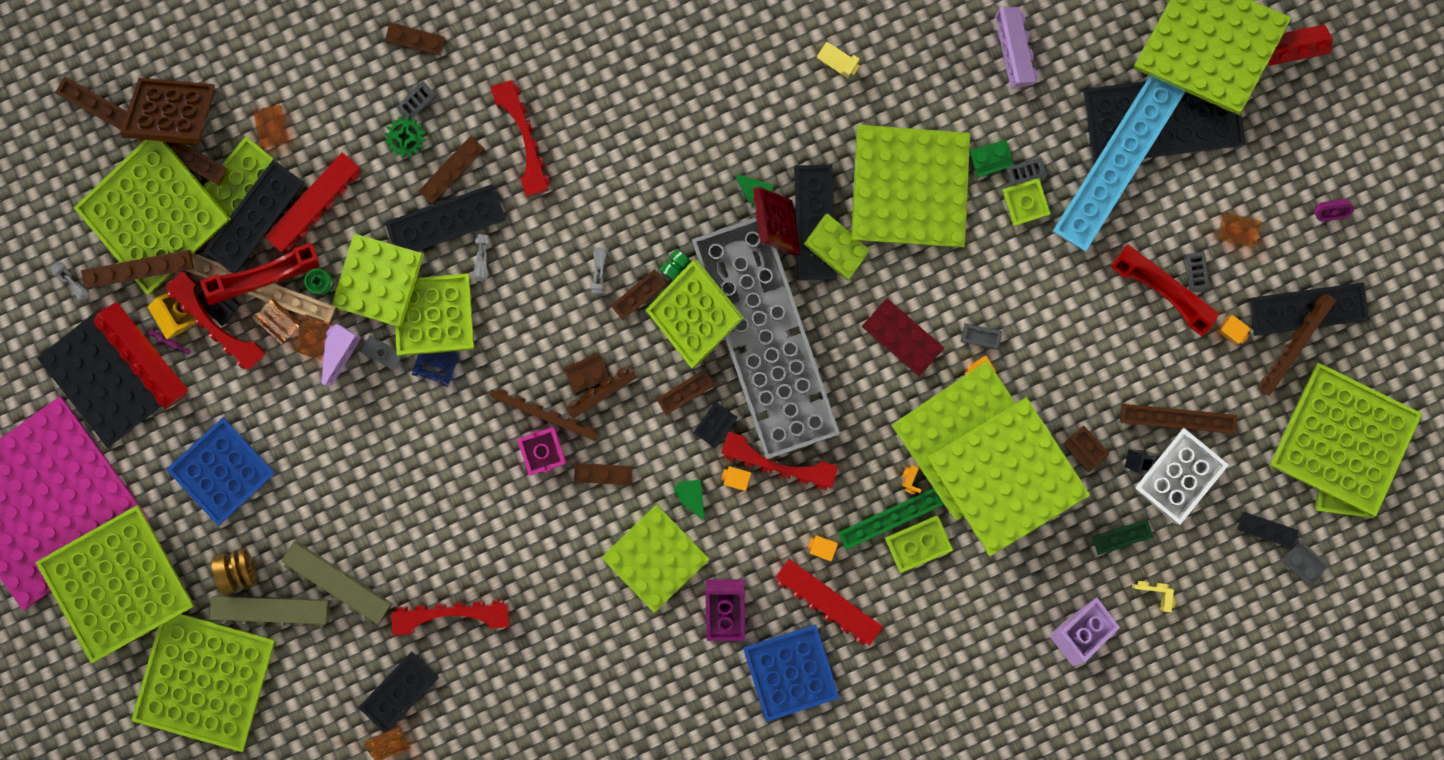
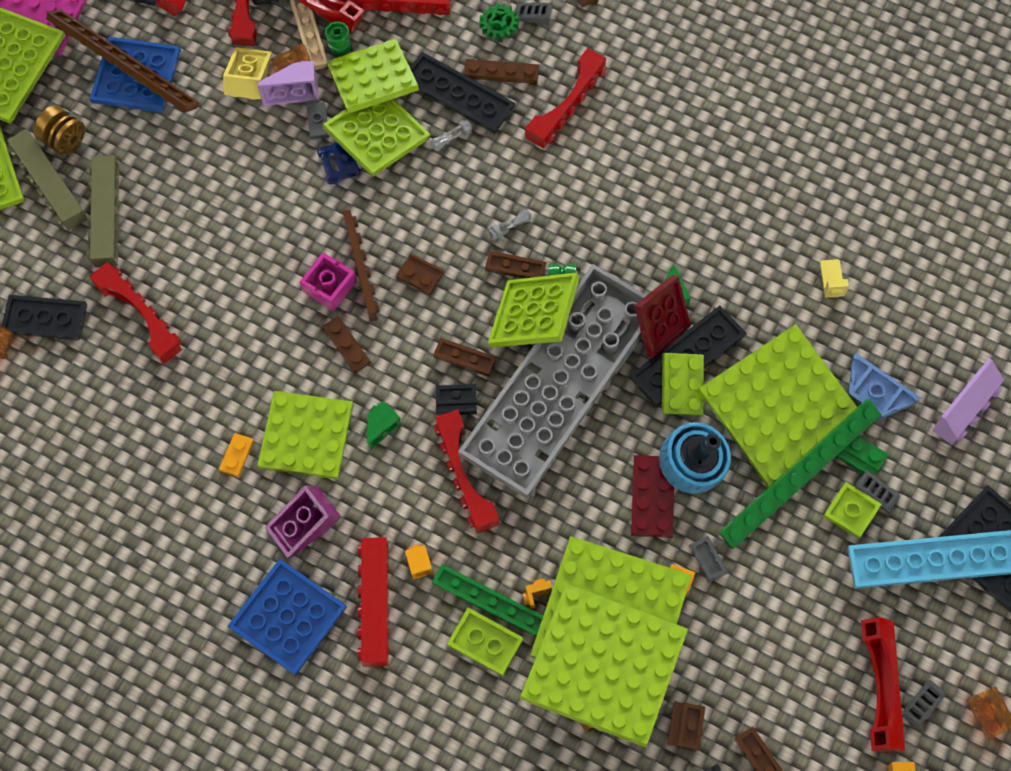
camera: 55 degrees right, 20 degrees down
(203, 475) = (122, 60): none -> reddish brown plate
(276, 321) = (284, 31): clear orange plate -> none
(291, 378) = (245, 71): none -> light yellow slope
(594, 396) = (405, 289): reddish brown plate -> none
(632, 621) = (236, 455): none -> light orange plate
(736, 478) = (424, 448): light orange brick -> none
(902, 286) = (695, 458): none -> dark azure wheel
(950, 104) = (873, 384): none -> medium blue wing
(971, 216) = (799, 473): none -> green plate

